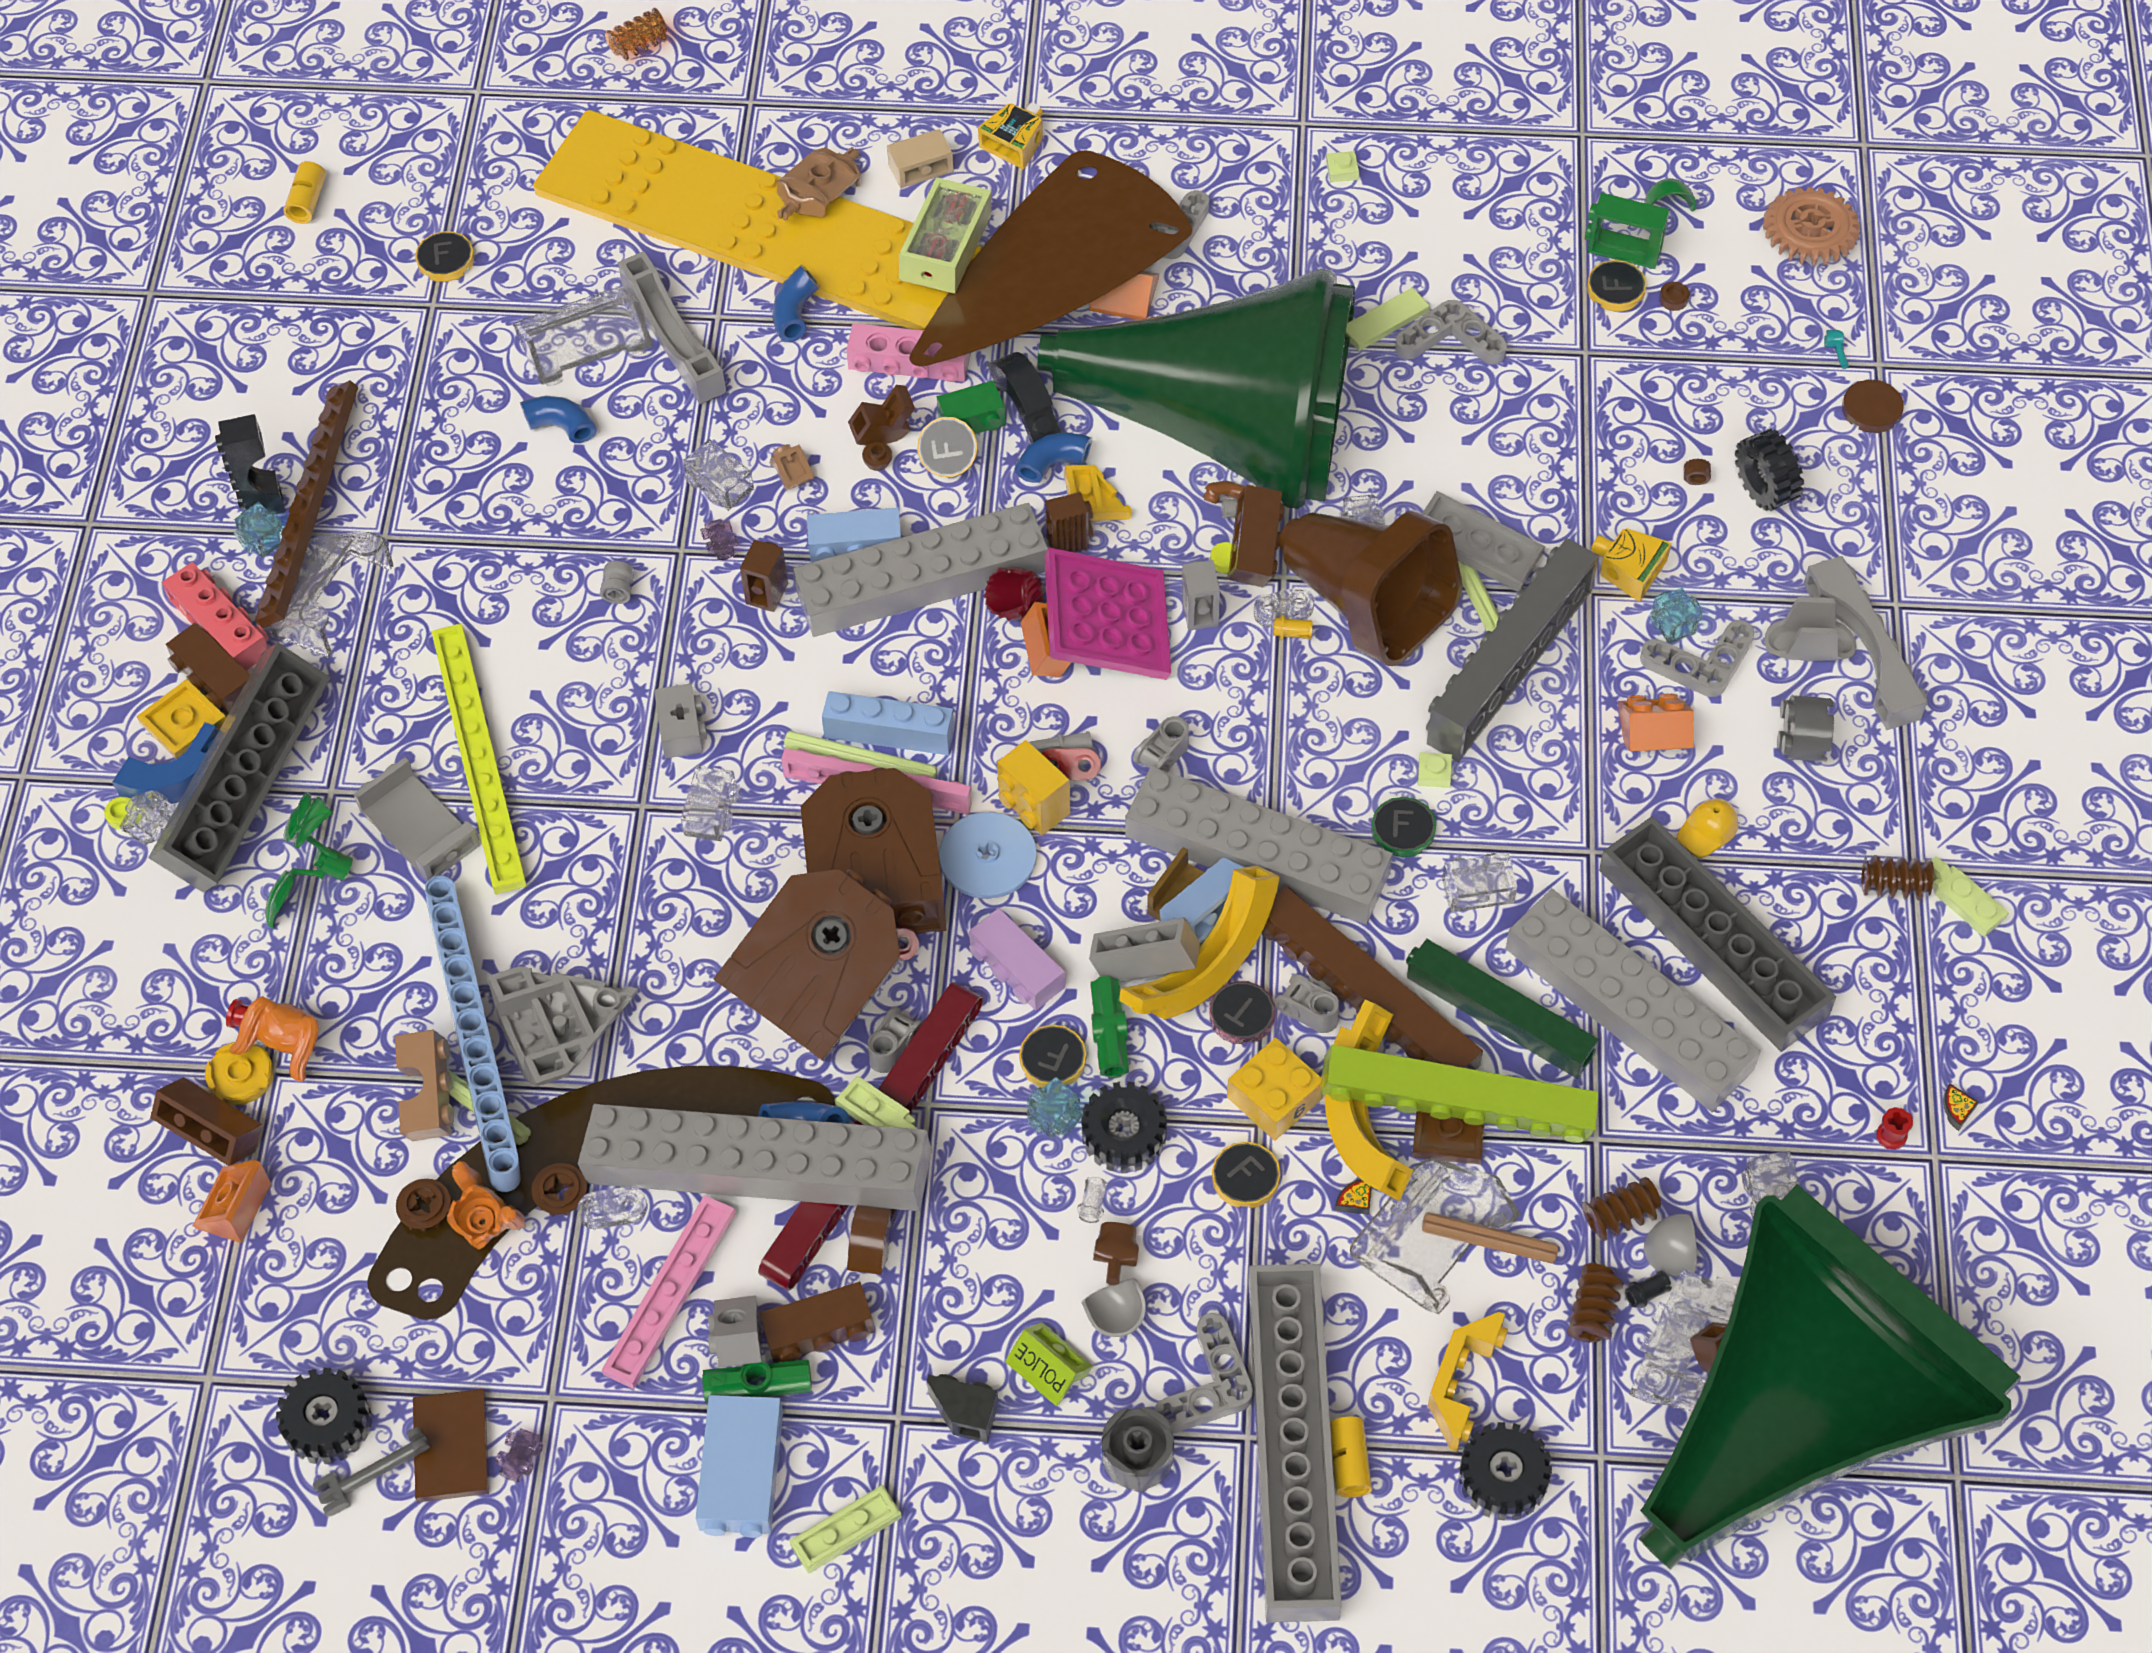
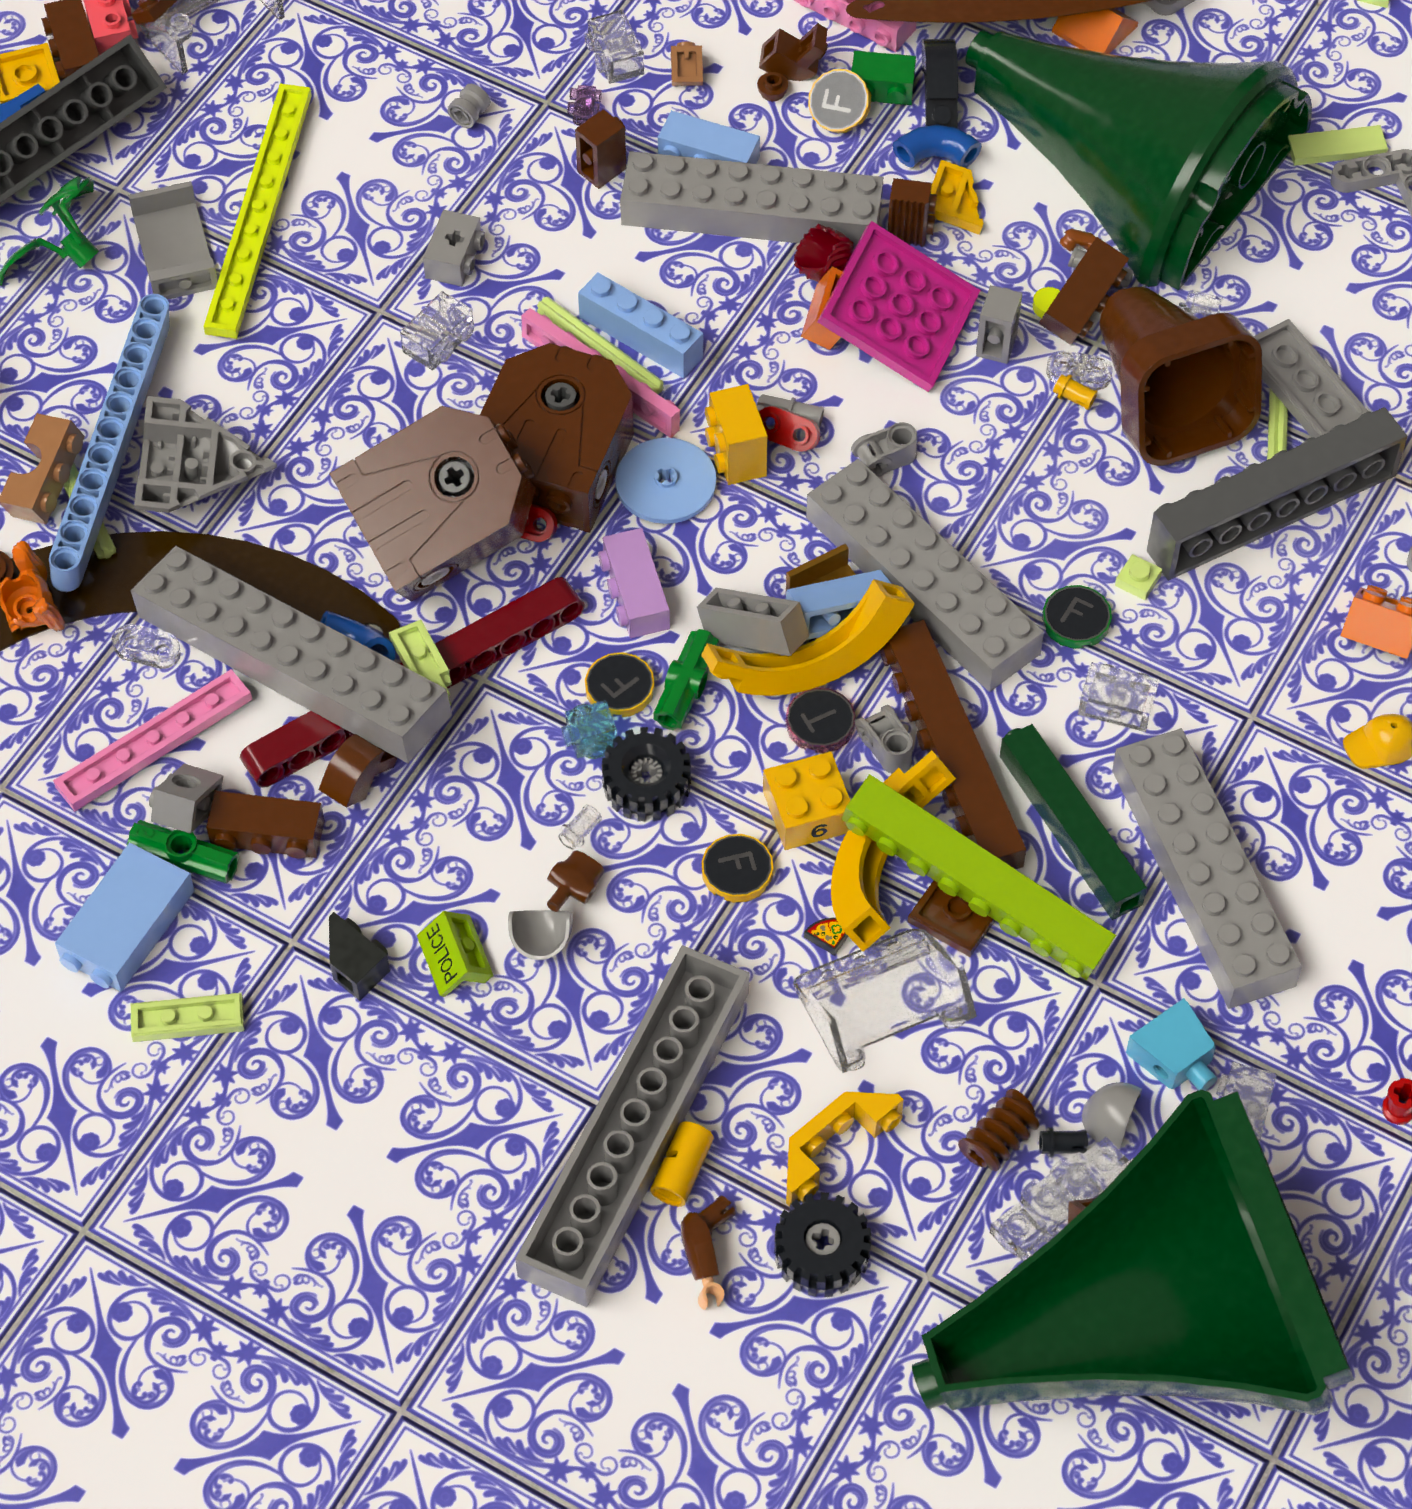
camera: 25 degrees right, 0 degrees up
(545, 1184) = (102, 600): reddish brown gear -> none
(891, 1035) = (477, 602): light grey piece -> none
(1138, 1467) = (486, 1064): dark grey brick -> none
(1216, 1391) = (596, 1050): light grey beam -> none
(1408, 1522) = (699, 1247): none -> reddish brown arm
(1489, 1237) = (935, 1025): medium nougat axle -> none
(1622, 1207) = (1079, 1055): reddish brown piece -> none
(1694, 1166) = (1175, 1048): none -> medium azure torso
(1717, 934) = (1327, 842): dark grey brick -> none

